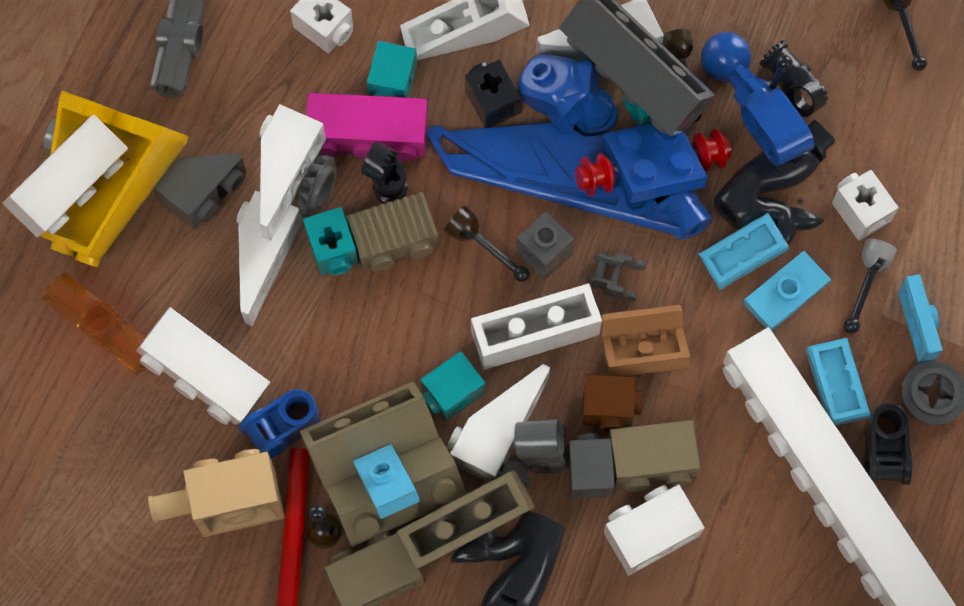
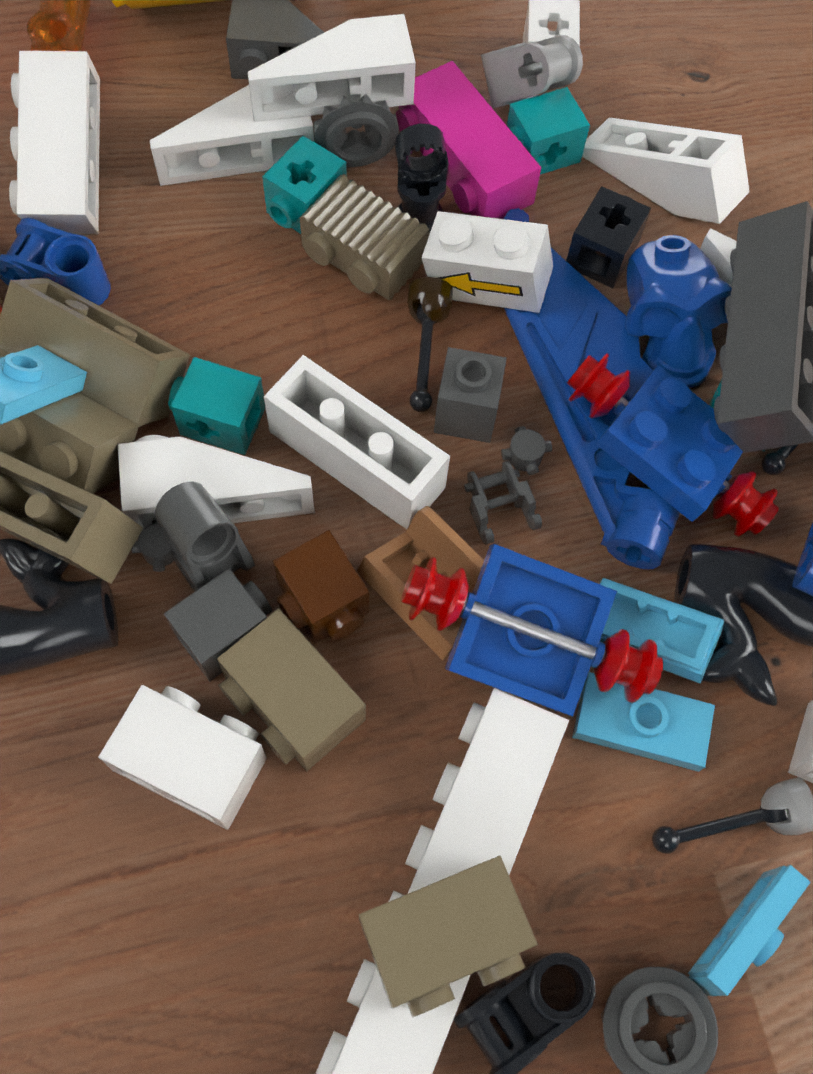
camera: 50 degrees right, 5 degrees down
(347, 52) = (531, 69): none -> light grey piece
(468, 174) = (490, 260): none -> white brick
(594, 238) = (526, 450): none -> dark grey piece
(711, 311) = (532, 630): none -> blue plate
(835, 453) = (446, 934): none -> dark tan brick
(838, 381) = (573, 872): medium azure plate -> none

